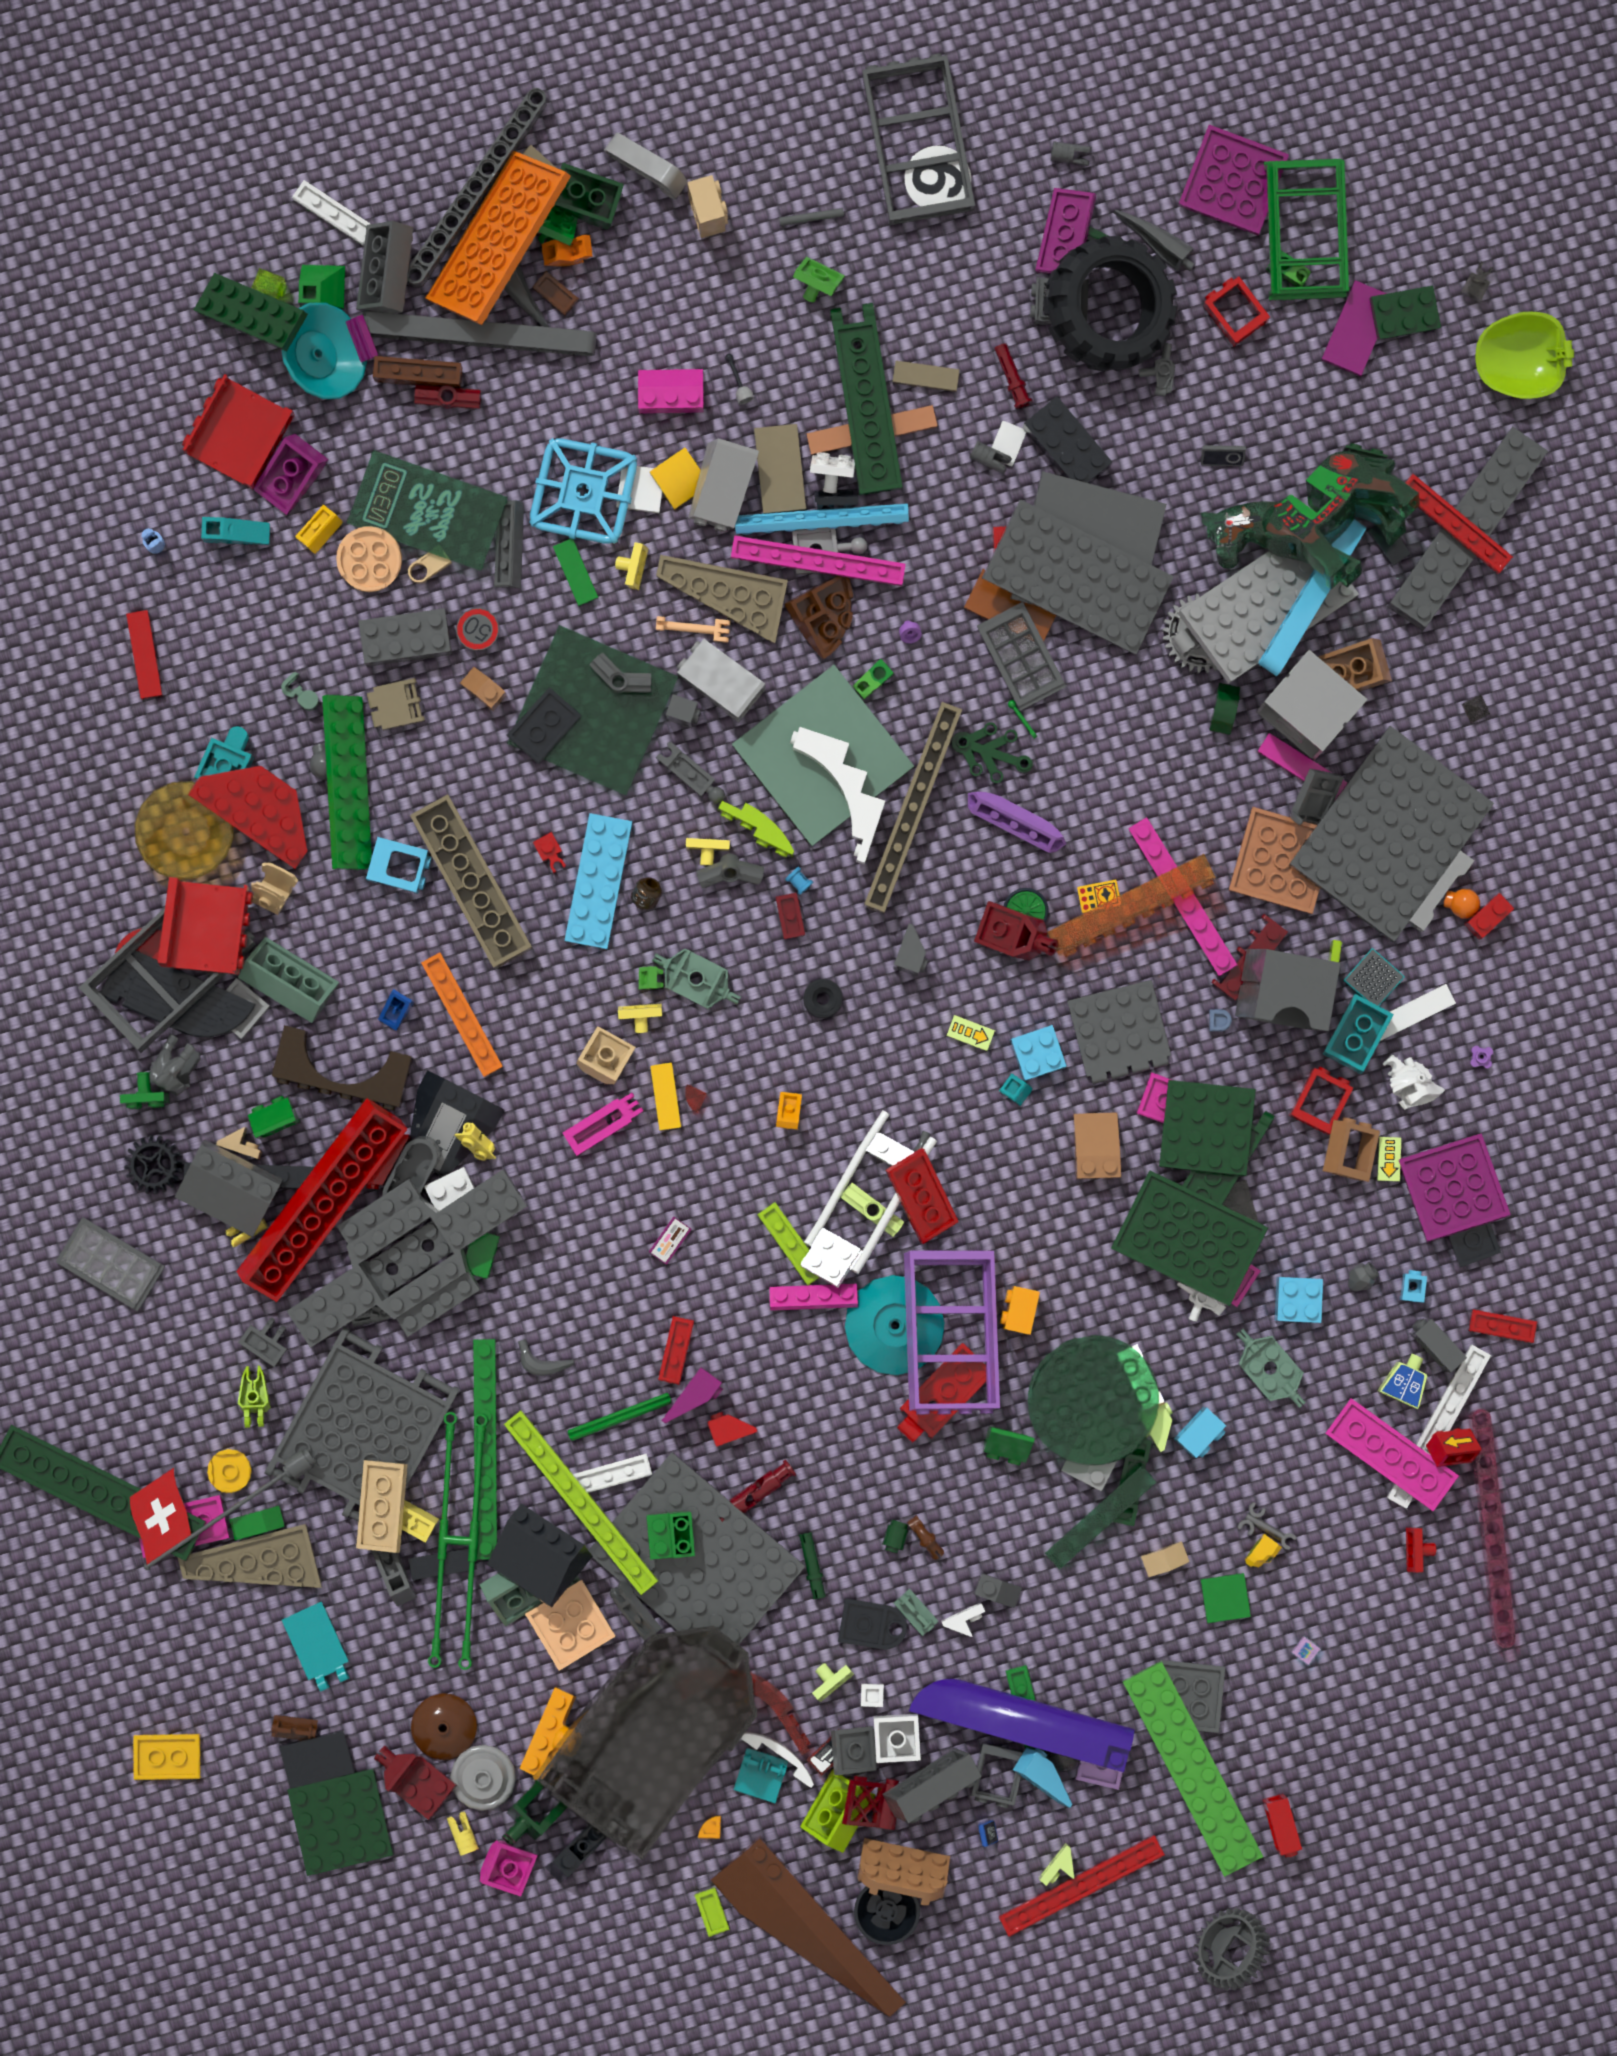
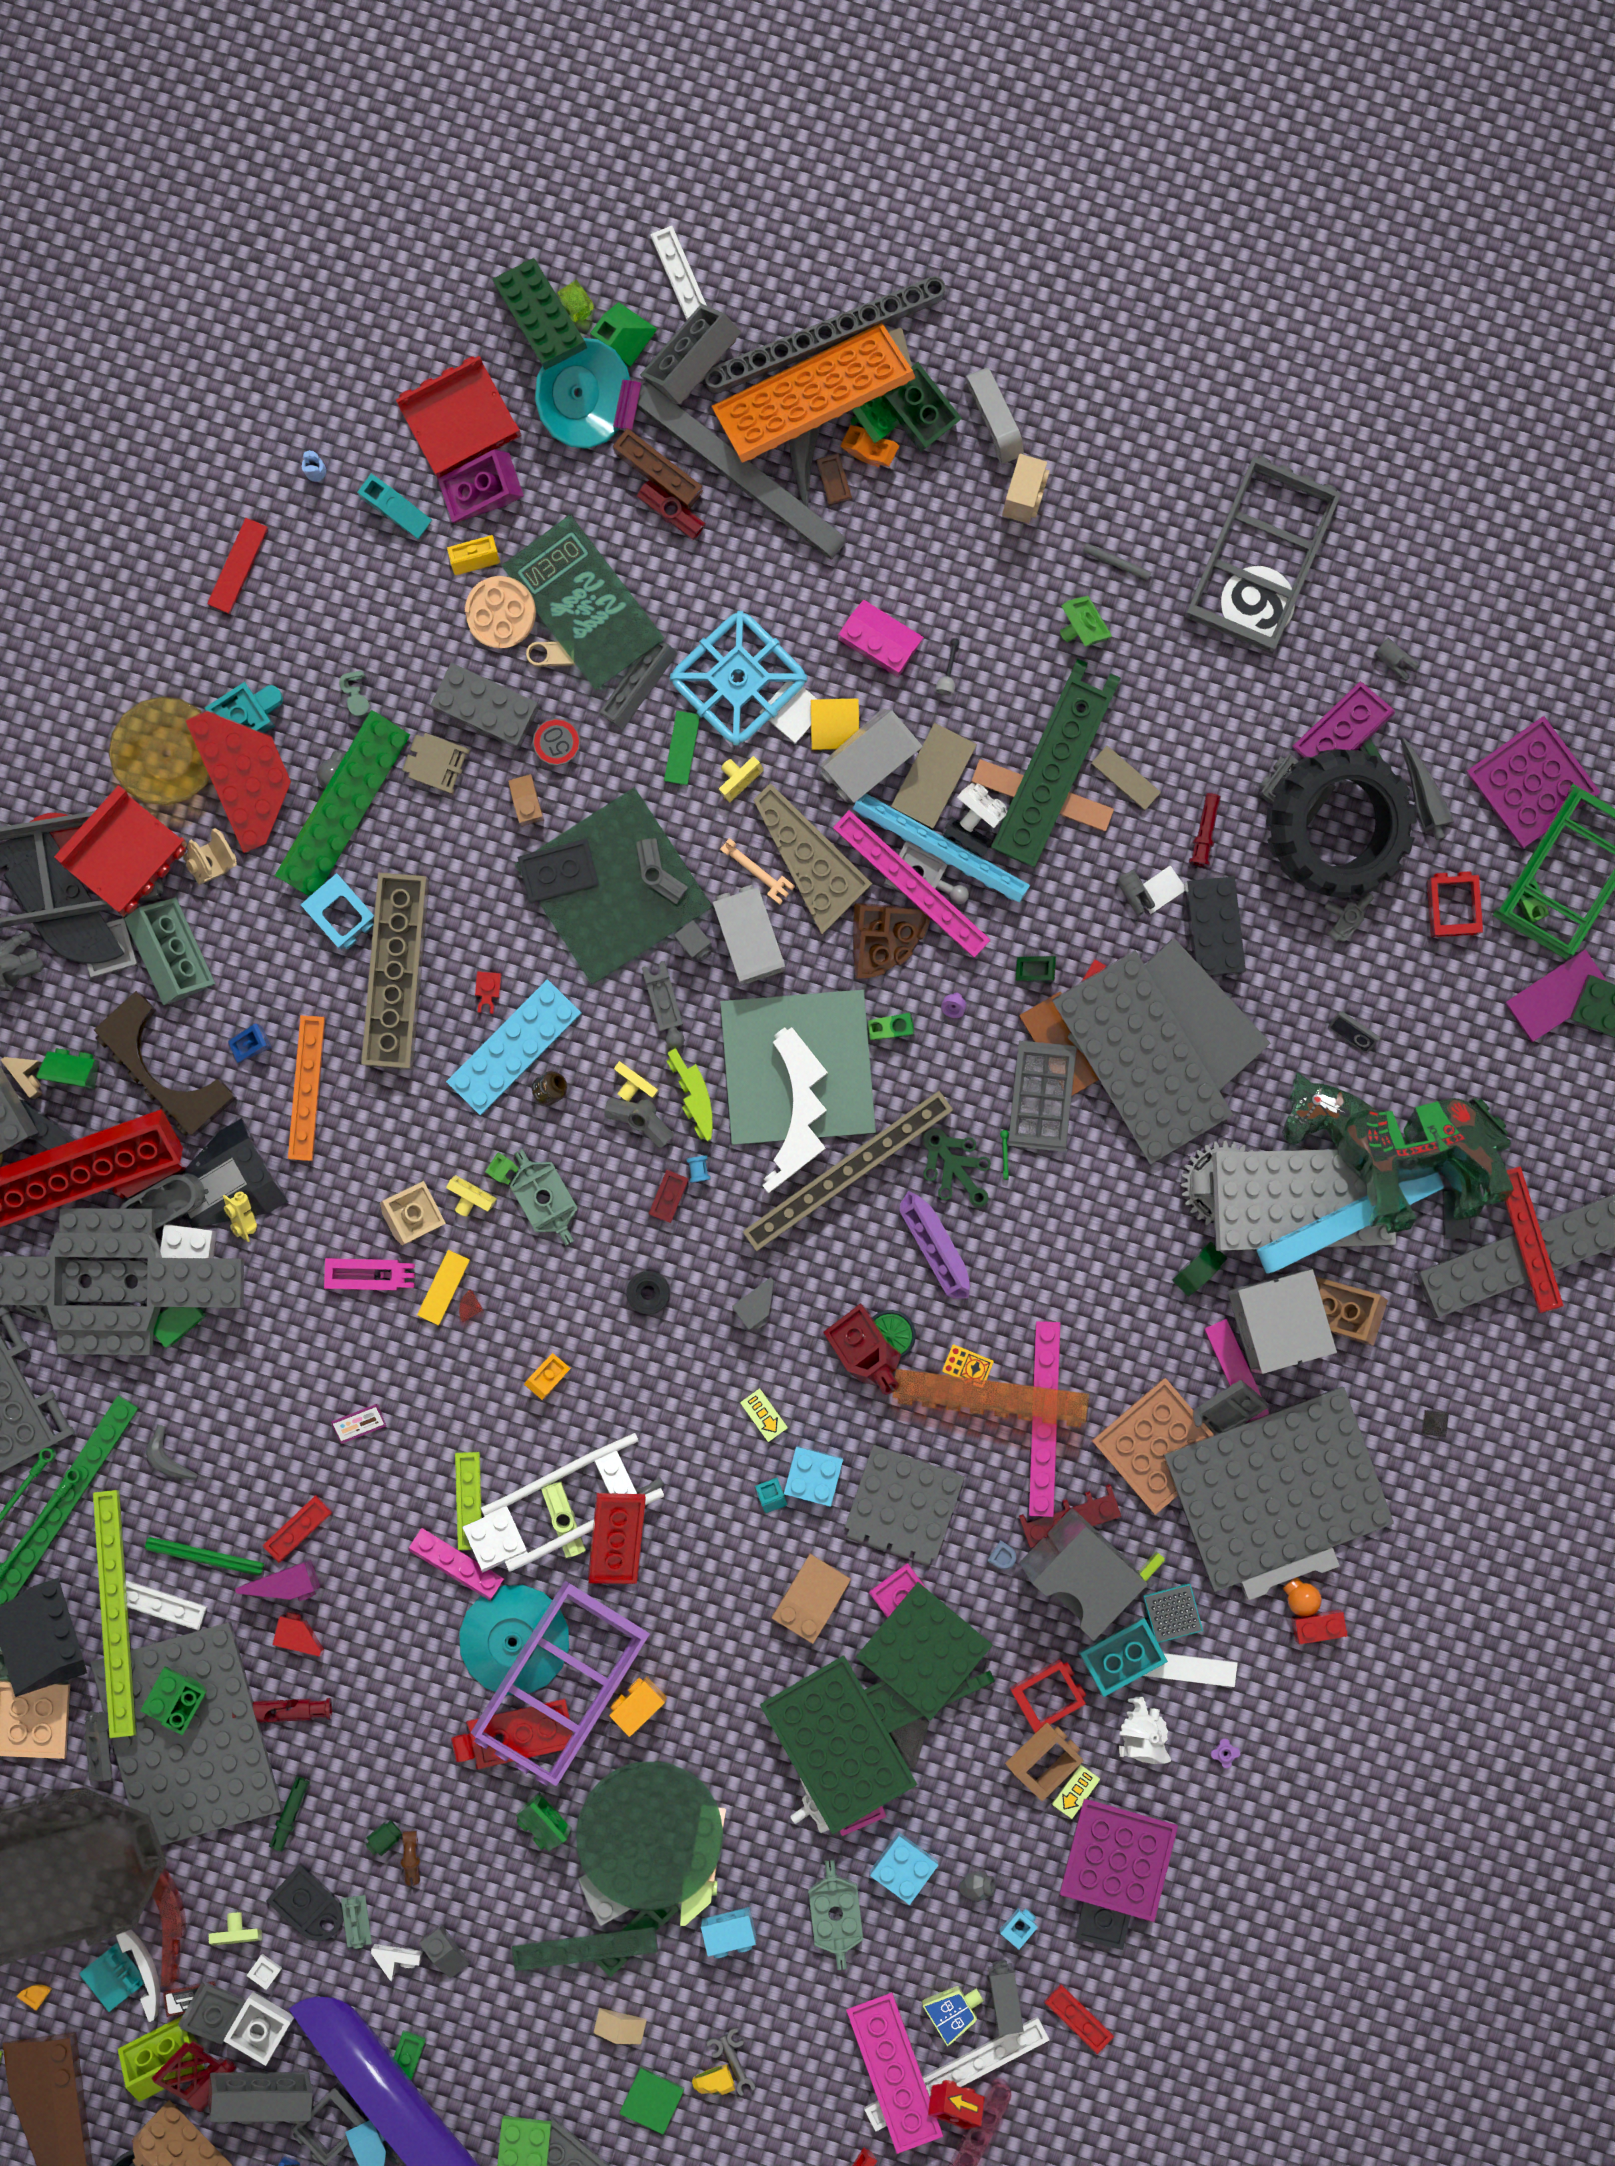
camera: 40 degrees right, 0 degrees up
(954, 564) = (1036, 969): none -> dark green slope

